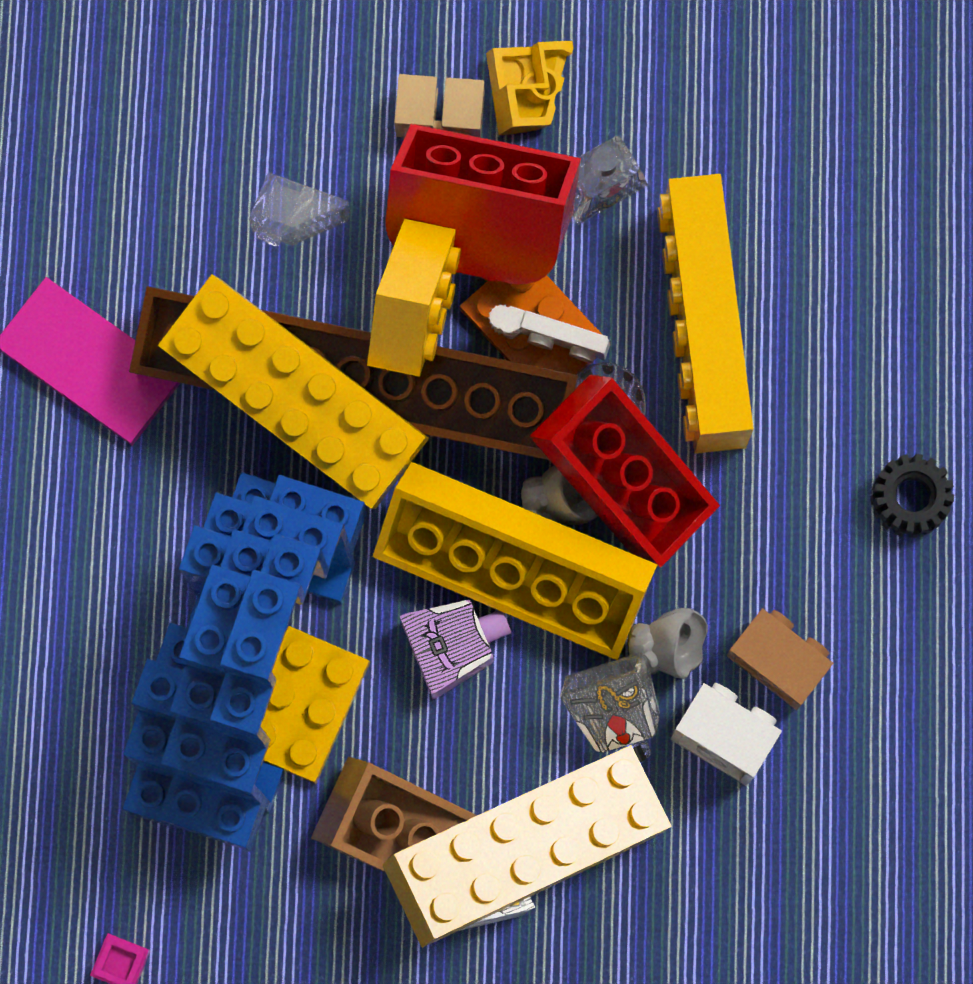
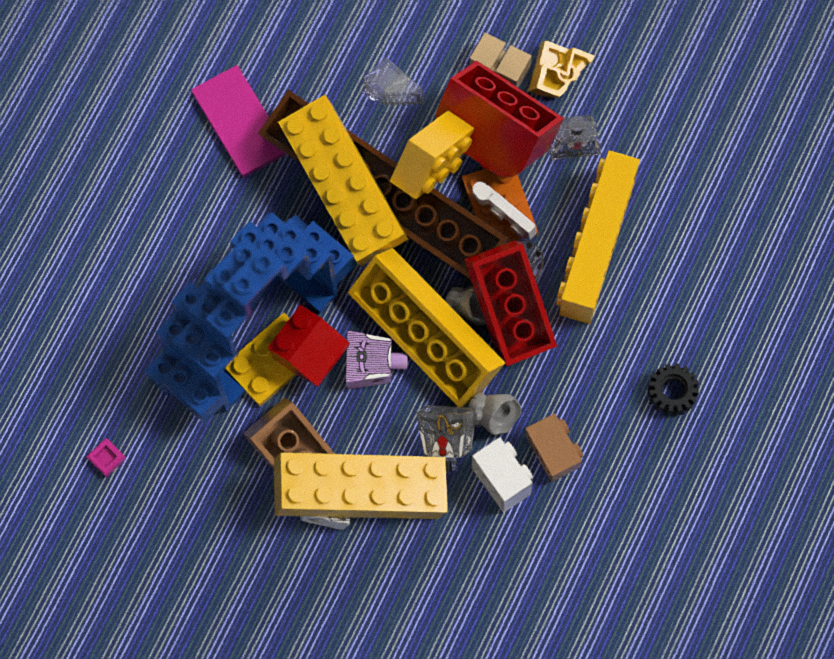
camera: 25 degrees right, 5 degrees down
(353, 665) = (308, 346): none -> red slope

